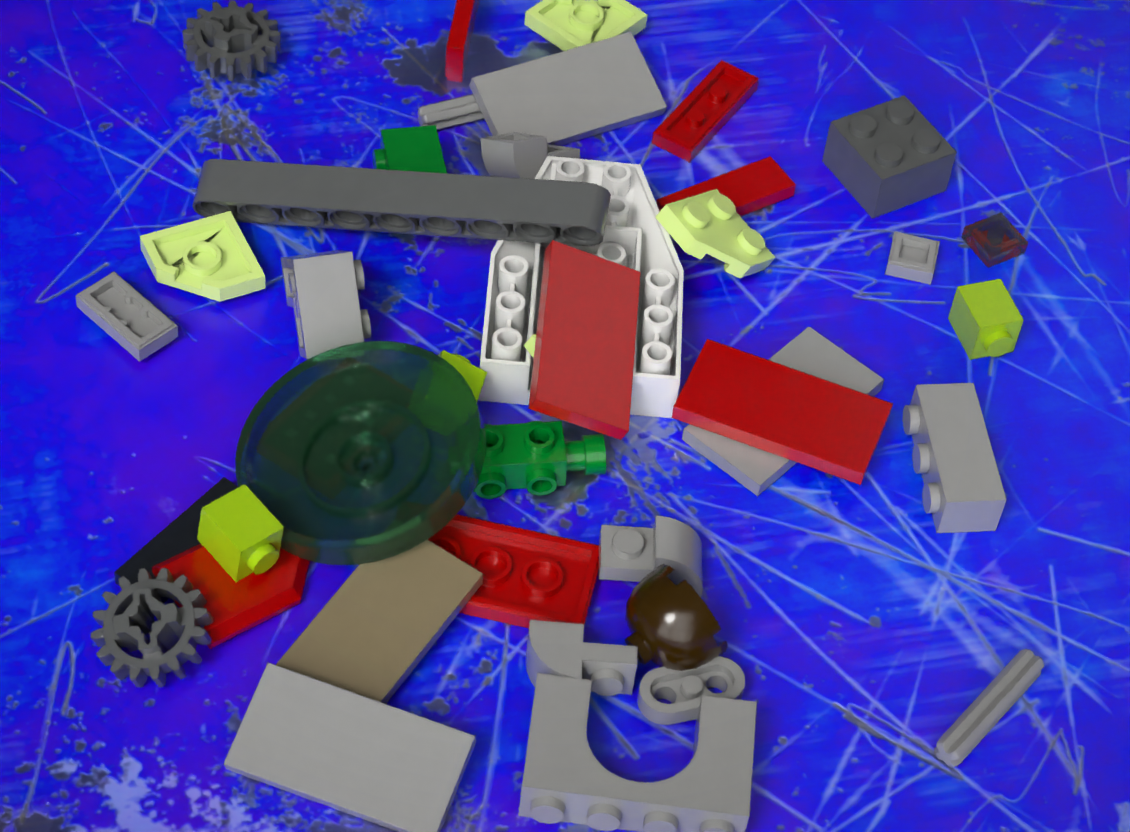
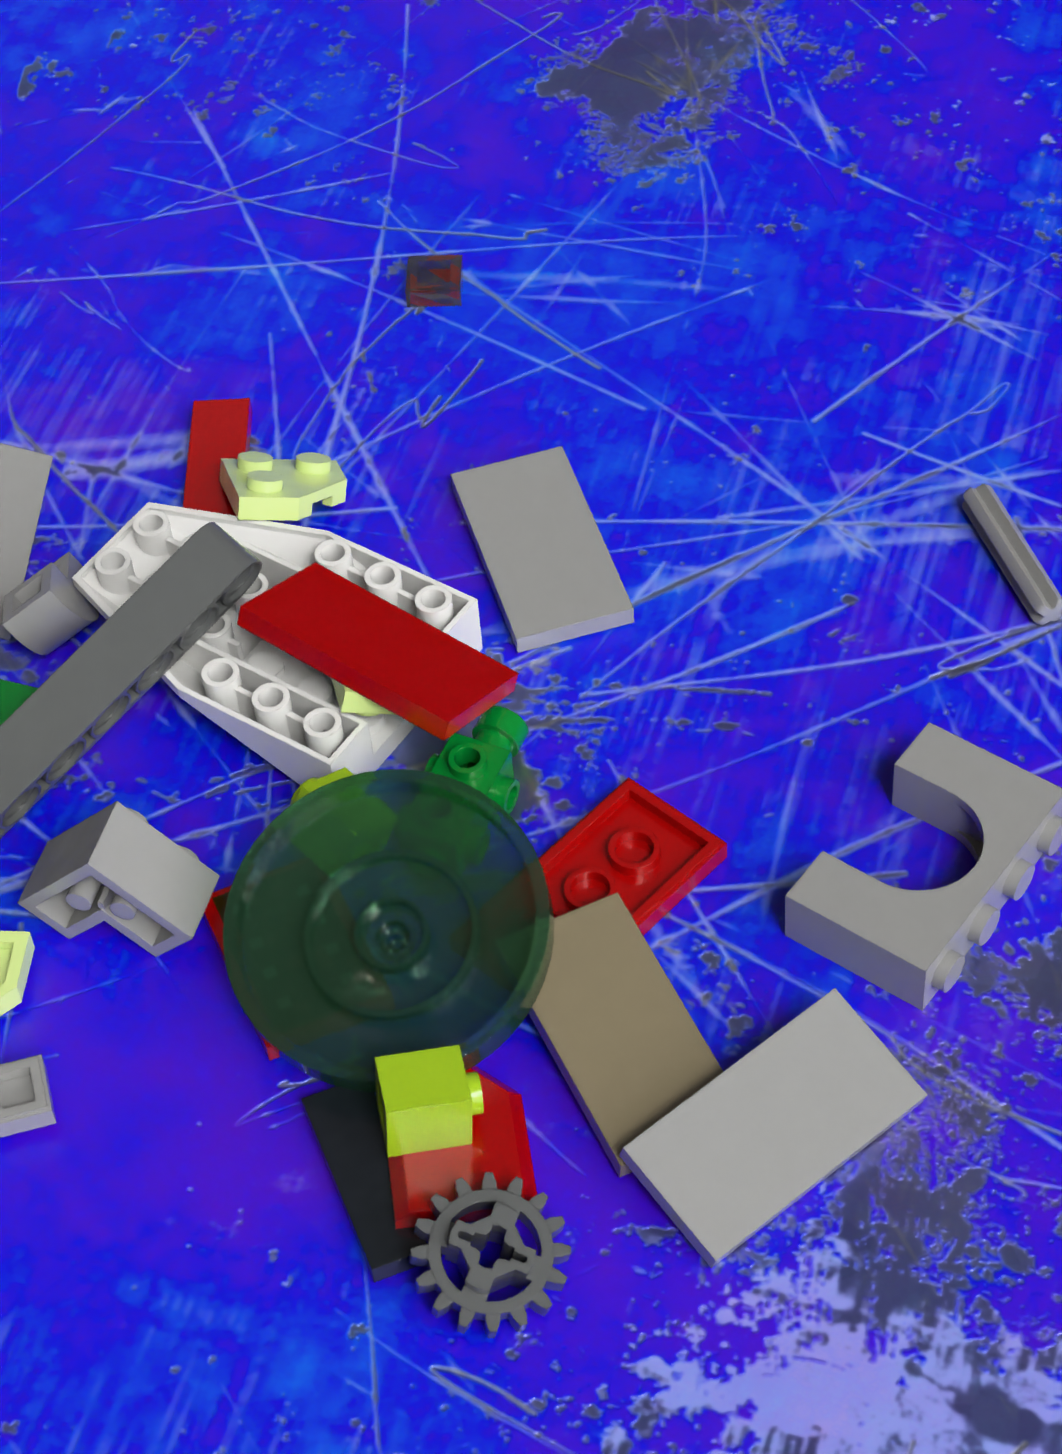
camera: 50 degrees left, 0 degrees up
(560, 651) = (761, 870): light grey brick -> none
(635, 552) = (675, 737): light grey brick -> none
(671, 623) = (782, 753): dark brown cylinder -> none
(686, 689) = (859, 787): light grey plate -> none
(705, 111) = (79, 429): red tile -> none
(782, 411) = (557, 541): red tile -> none
(888, 156) = (274, 304): dark grey brick -> none
(912, 258) = (411, 354): light grey tile -> none
(954, 458) = (701, 434): light grey brick -> none
(985, 319) = (543, 330): lime brick -> none

